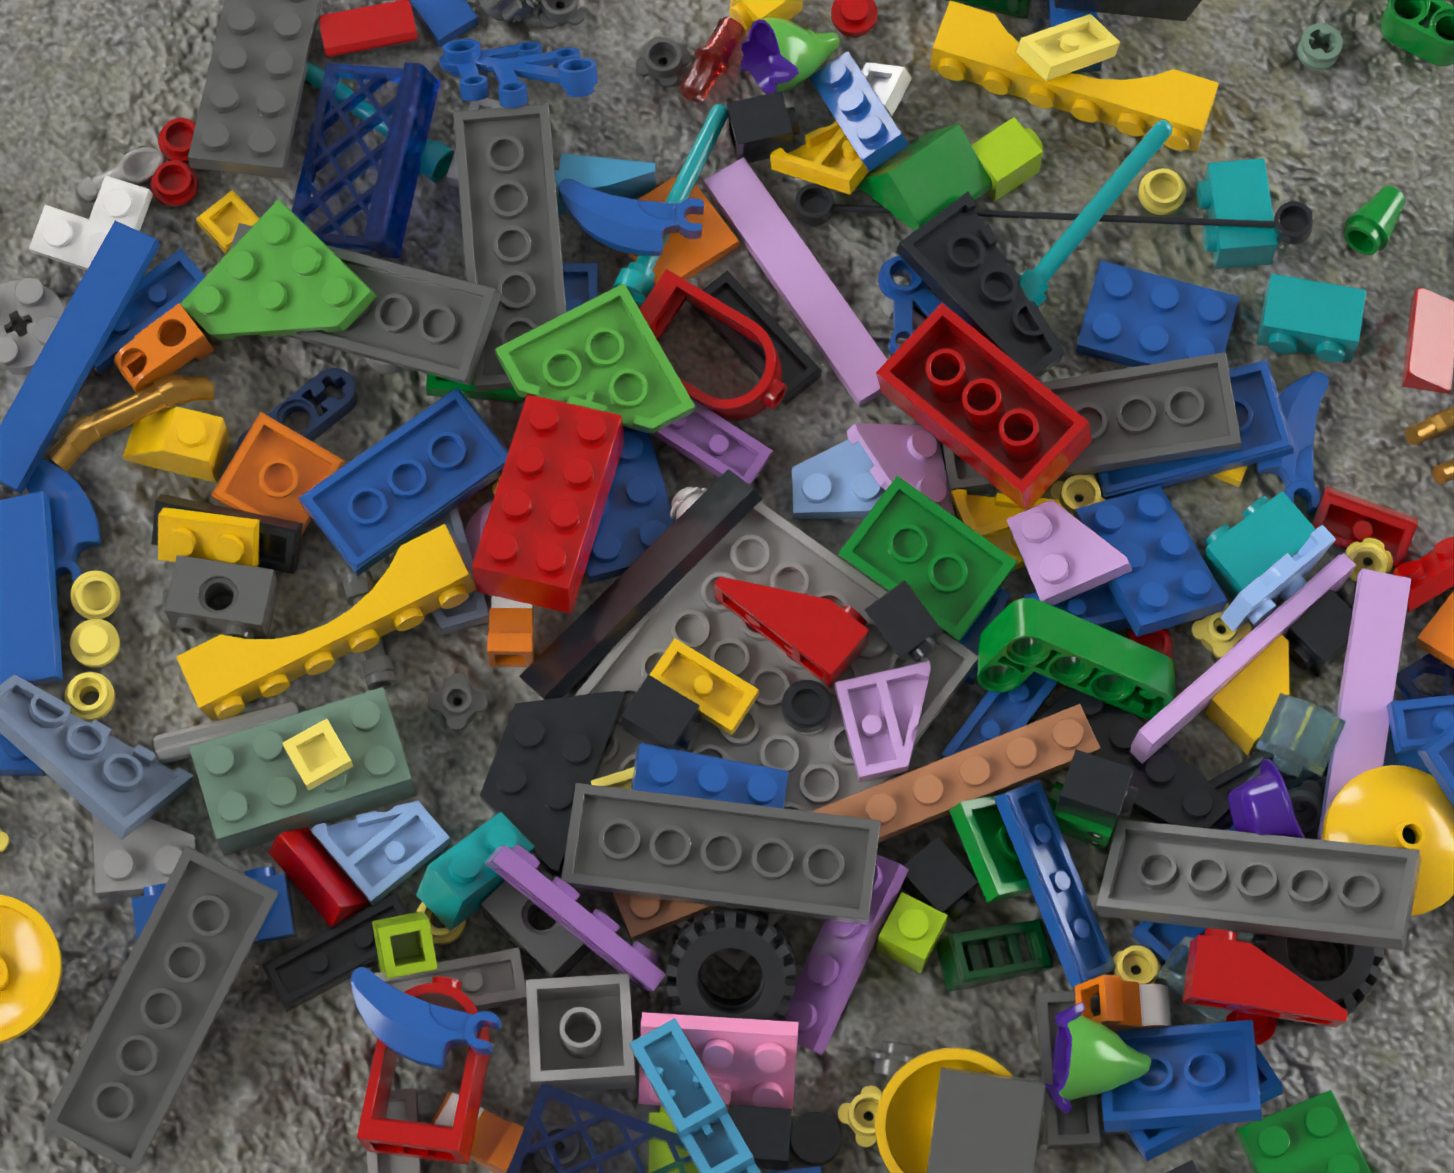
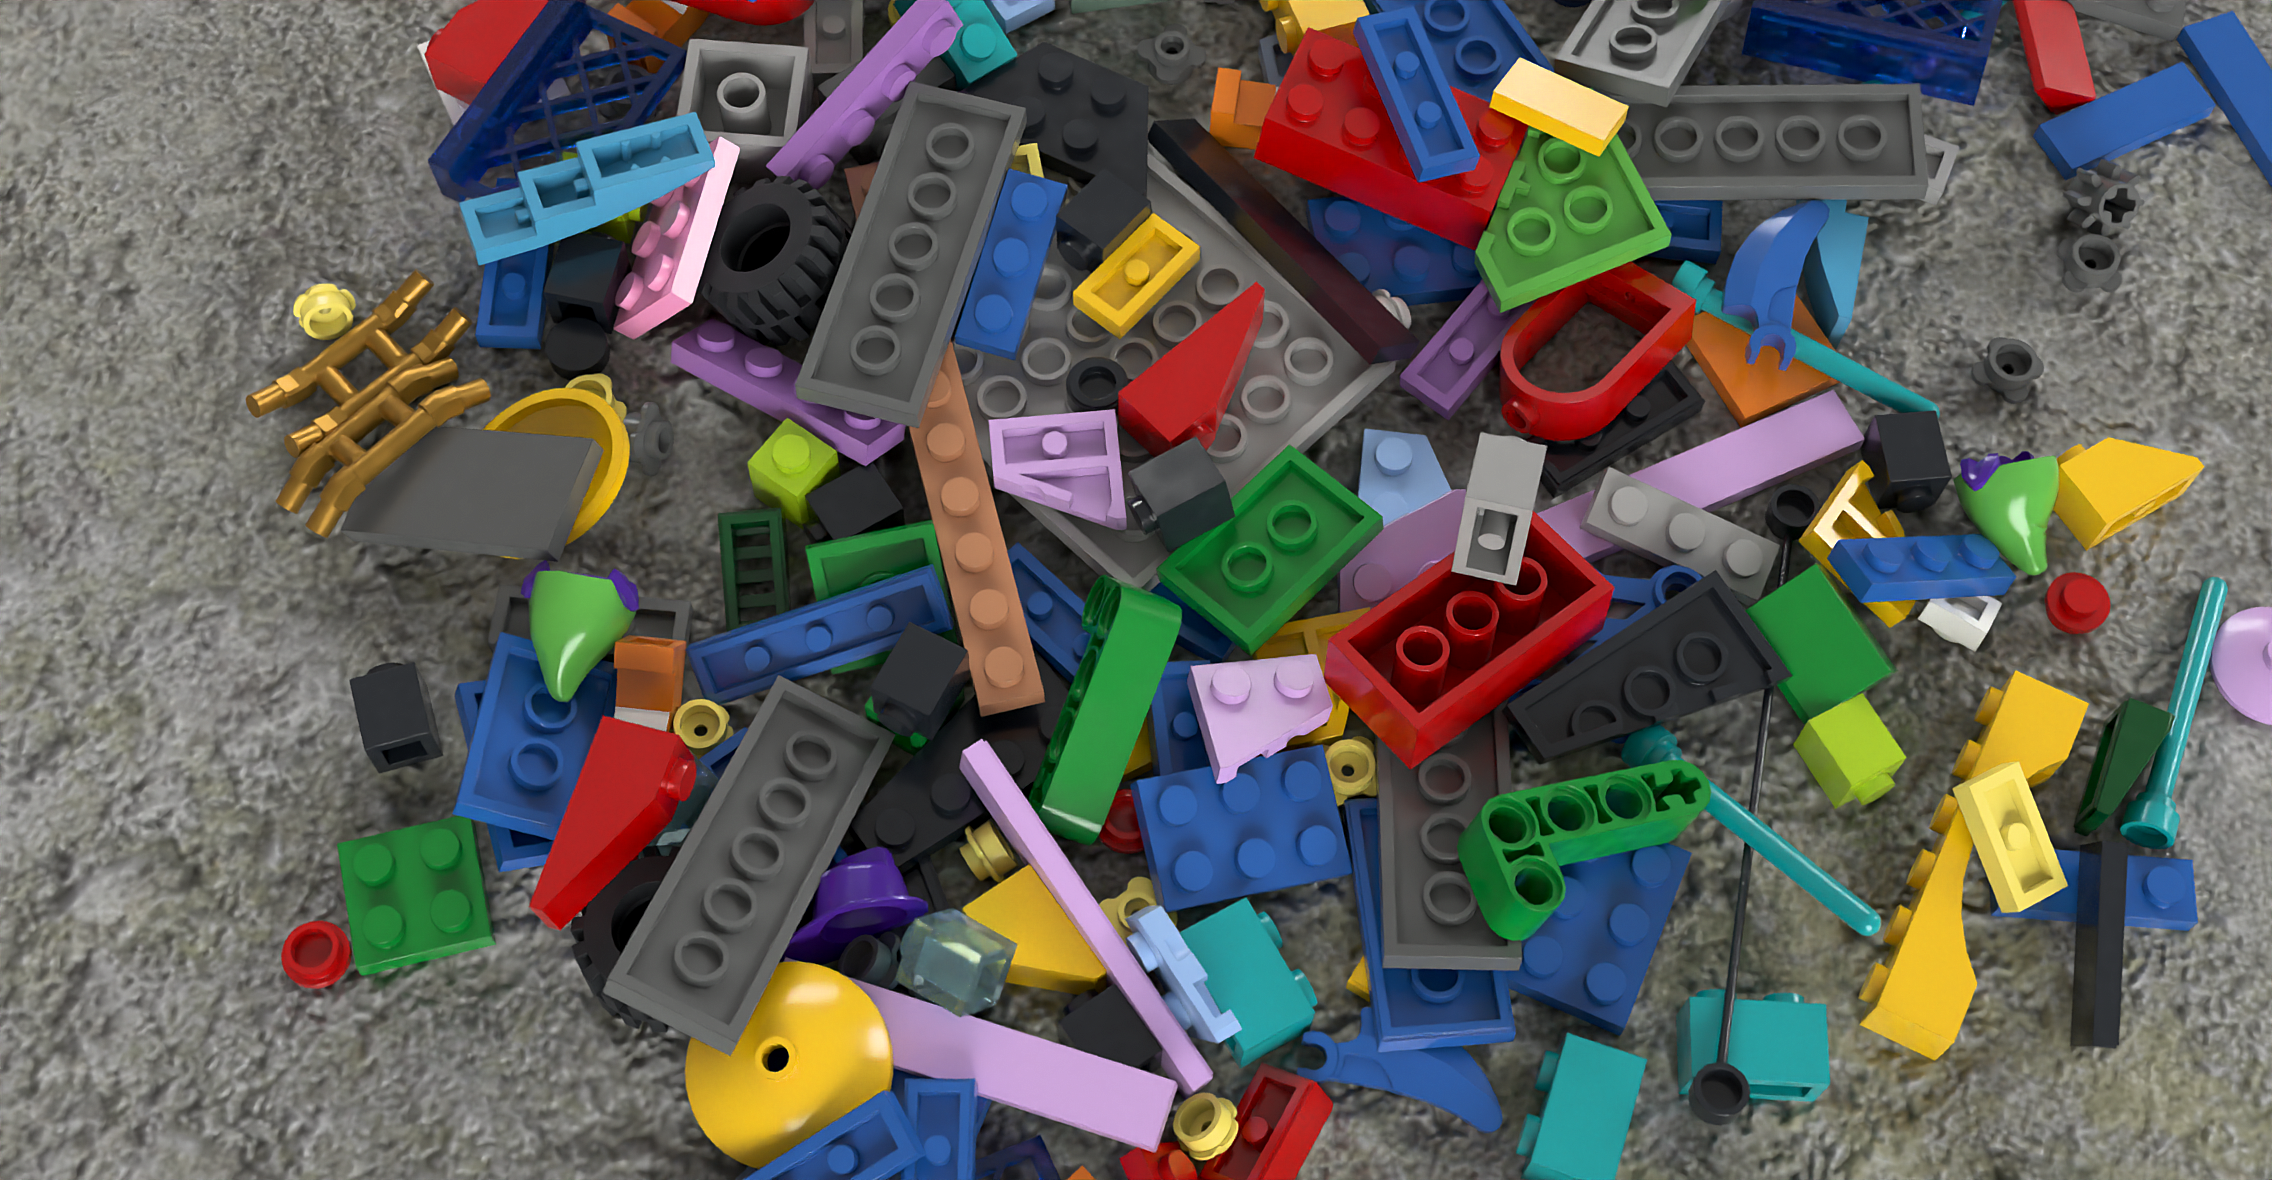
camera: 95 degrees right, 5 degrees down
(507, 63) = (2009, 148): blue plant -> none
(526, 367) = (1559, 106): none -> yellow tile
(540, 470) = (1416, 94): none -> blue plate
(712, 59) = (2004, 418): clear red axle -> none
(851, 280) = (1678, 534): none -> light grey plate
(913, 372) = (1498, 508): none -> light grey brick
(1123, 330) = (1593, 820): none -> green beam
(1162, 192) = (1794, 956): light yellow plate -> none
(1194, 740) = (988, 852): none -> light yellow plate

